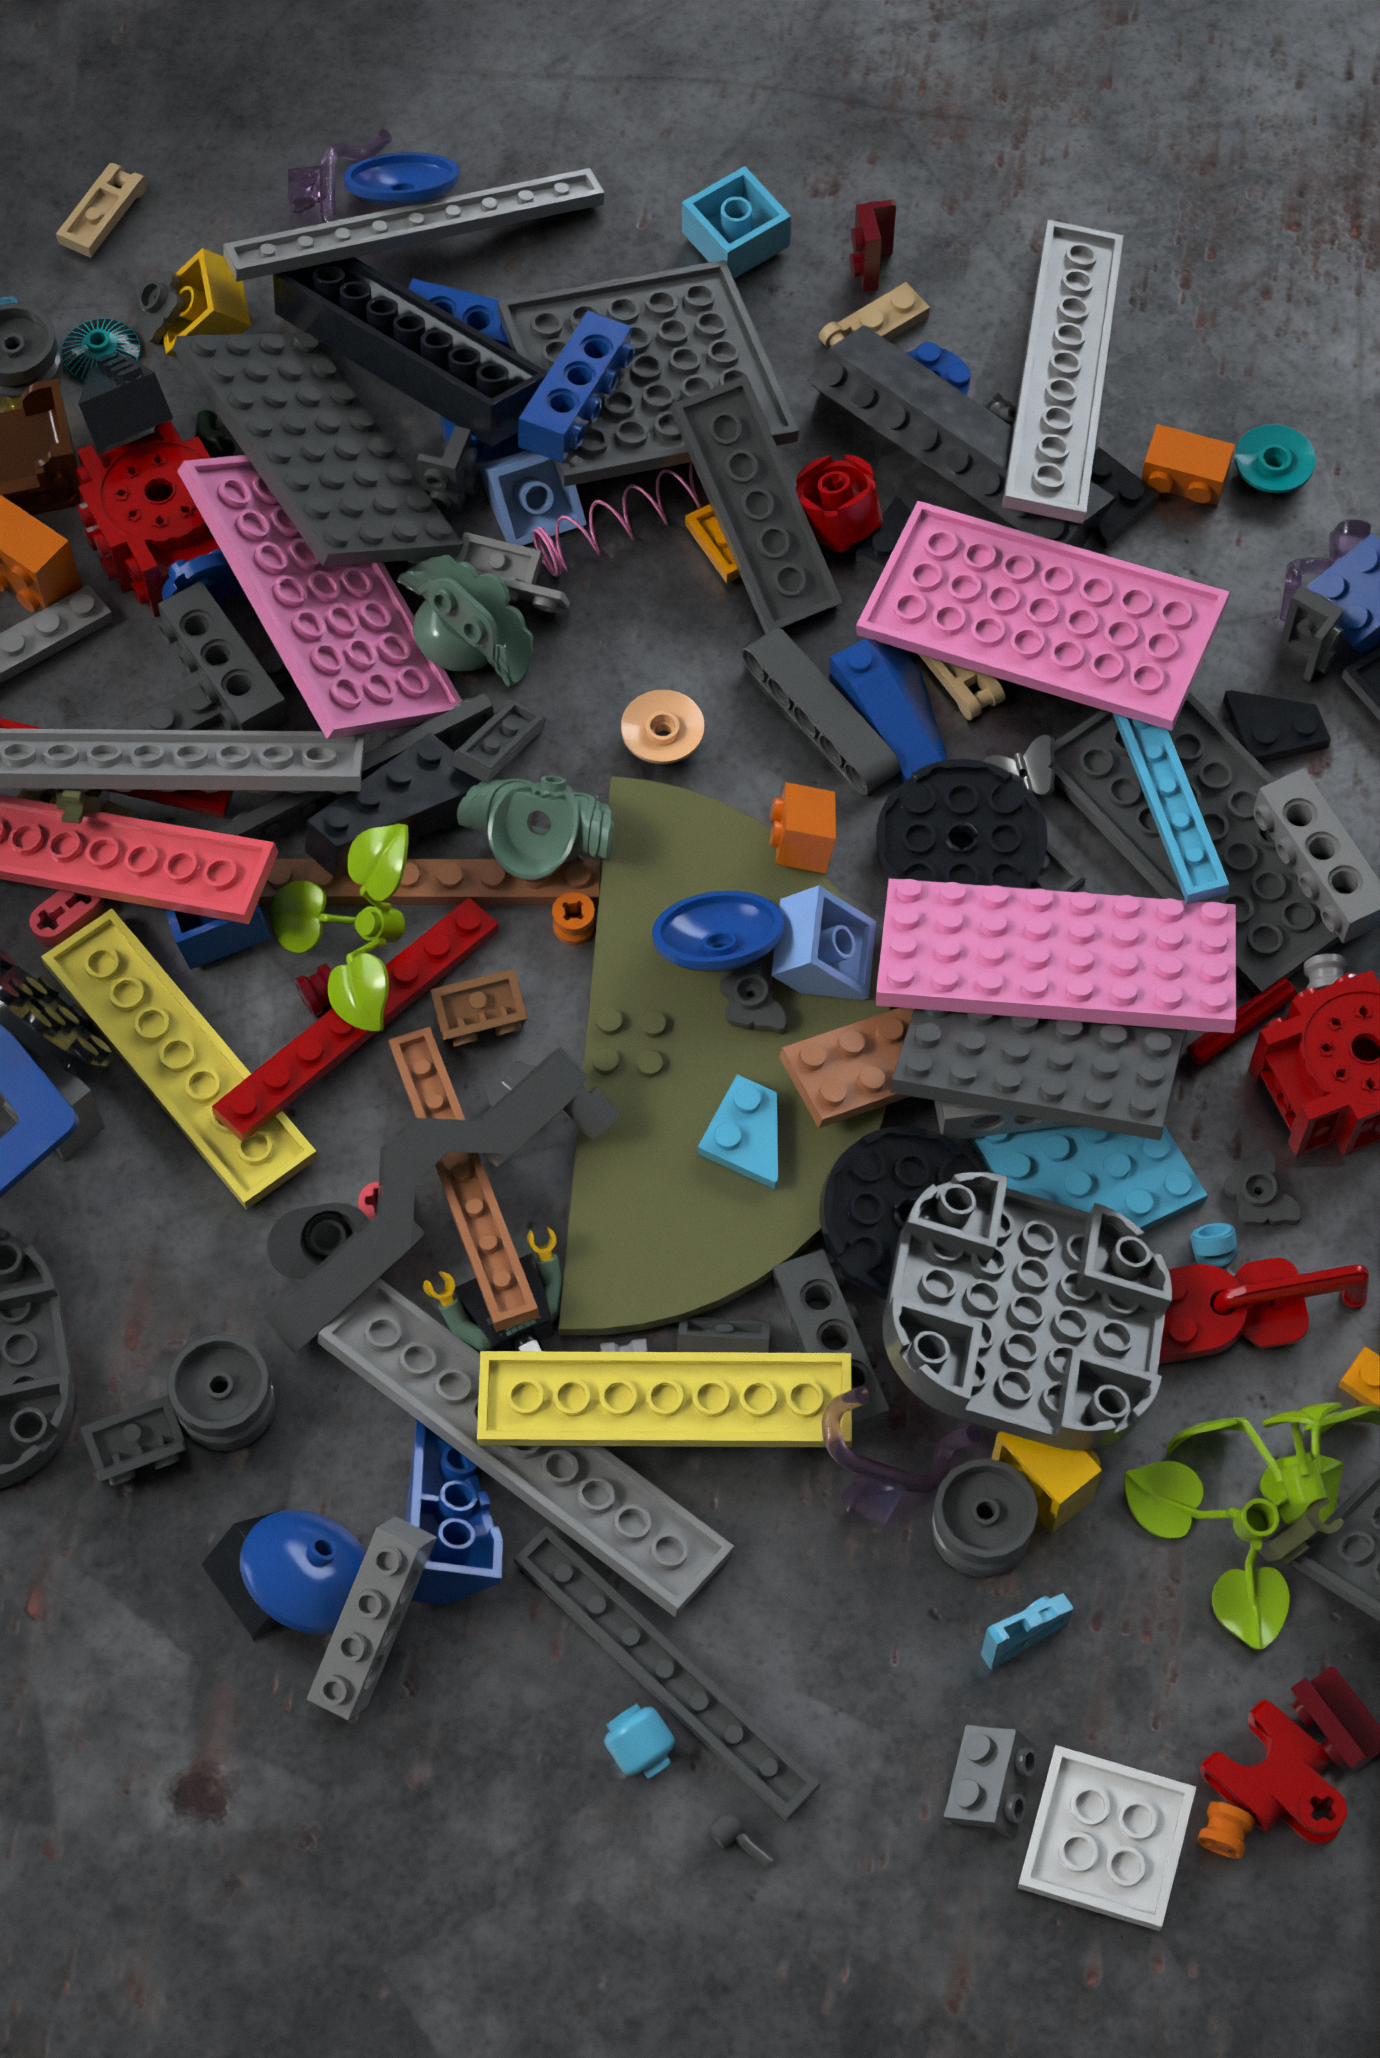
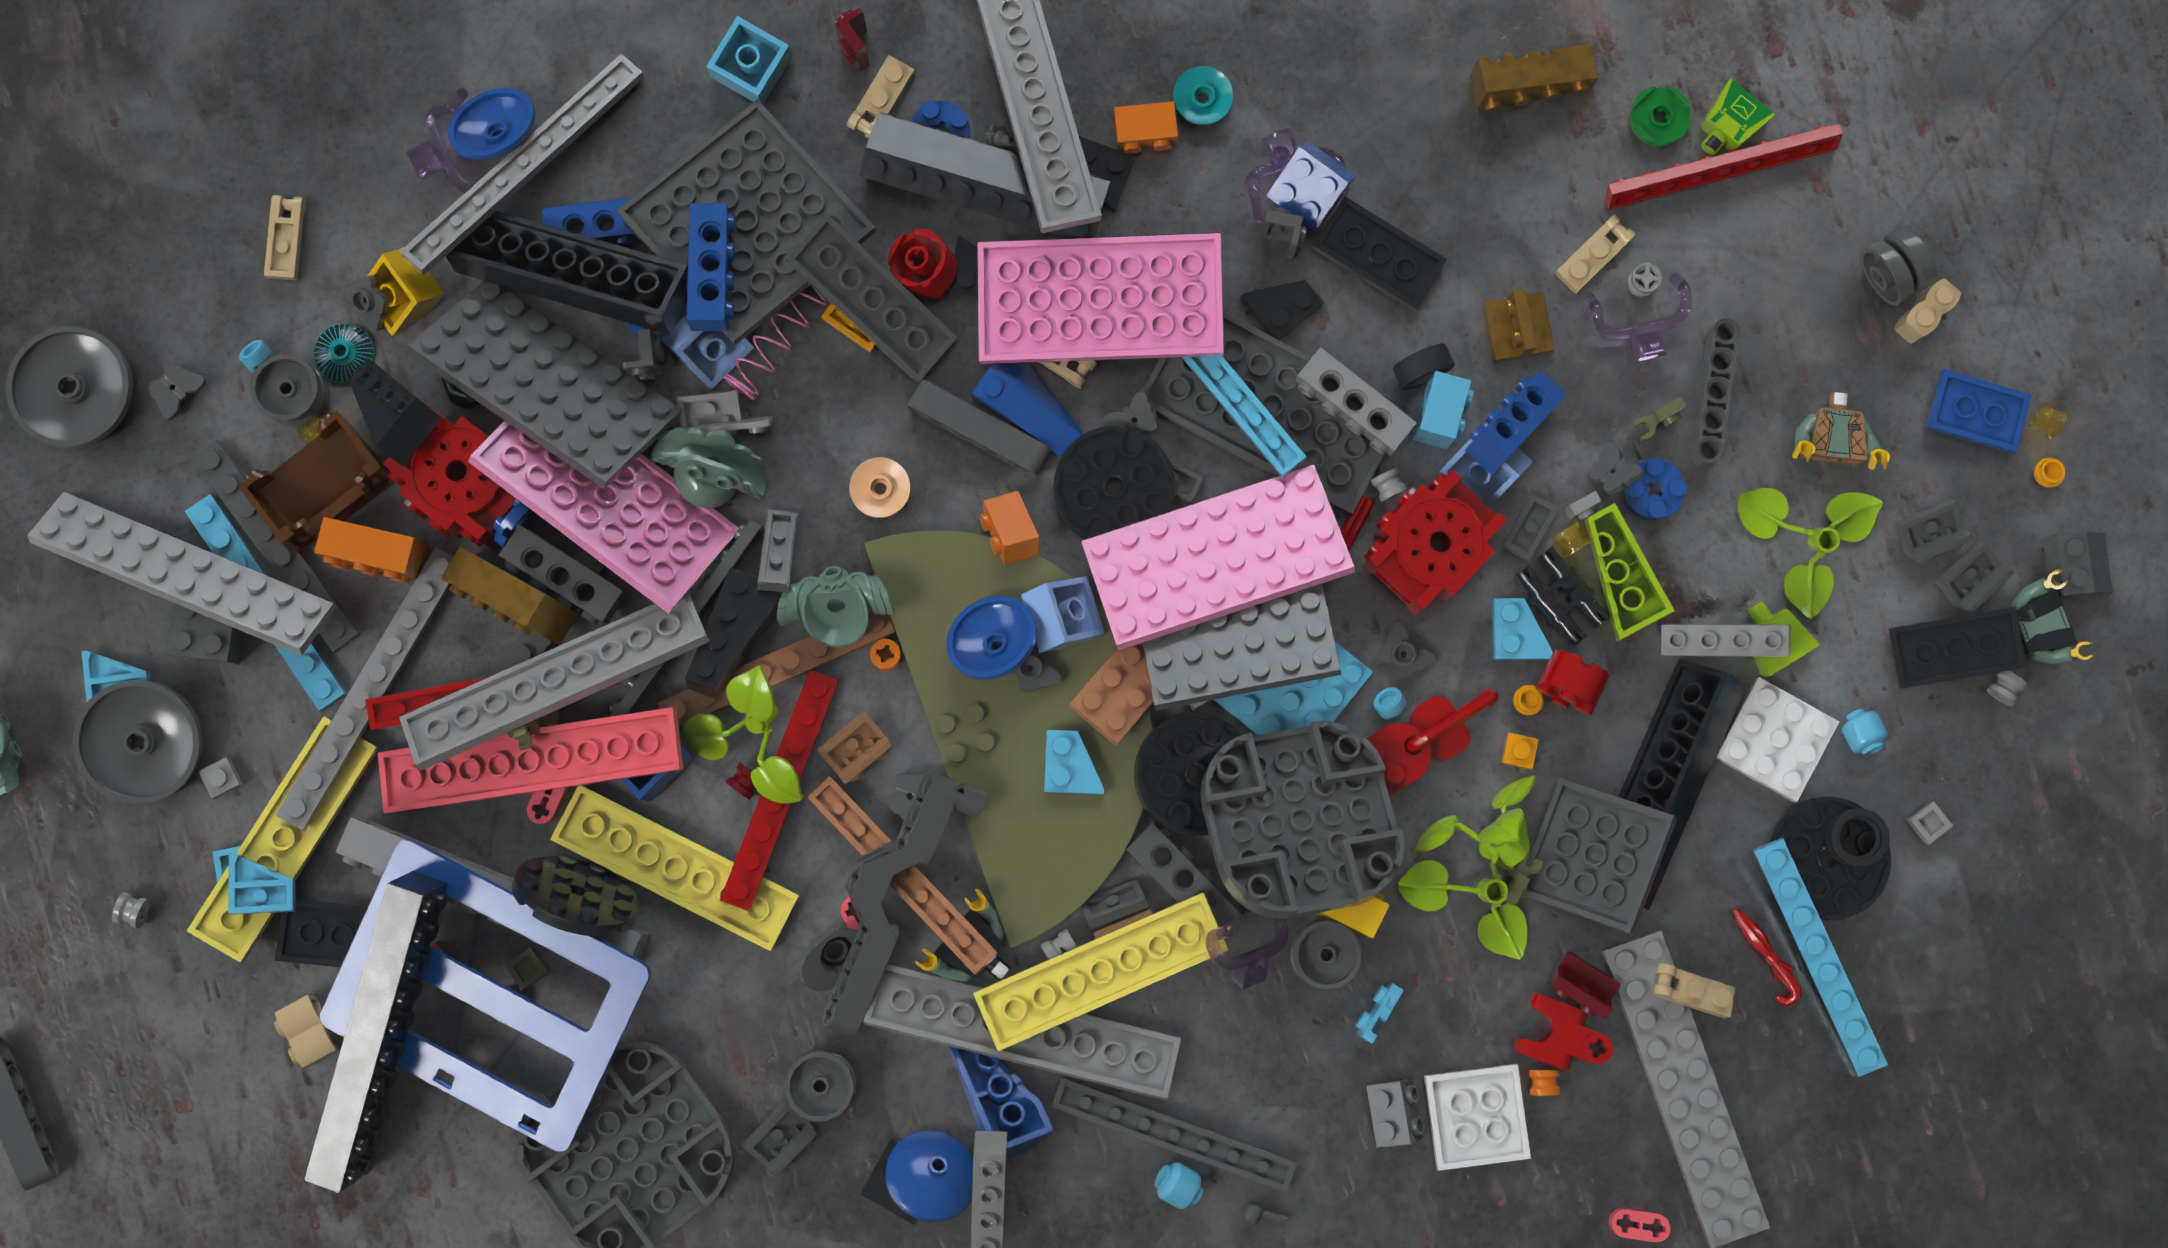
camera: 30 degrees left, 20 degrees up
(147, 661) = (508, 597): none -> pearl gold wedge

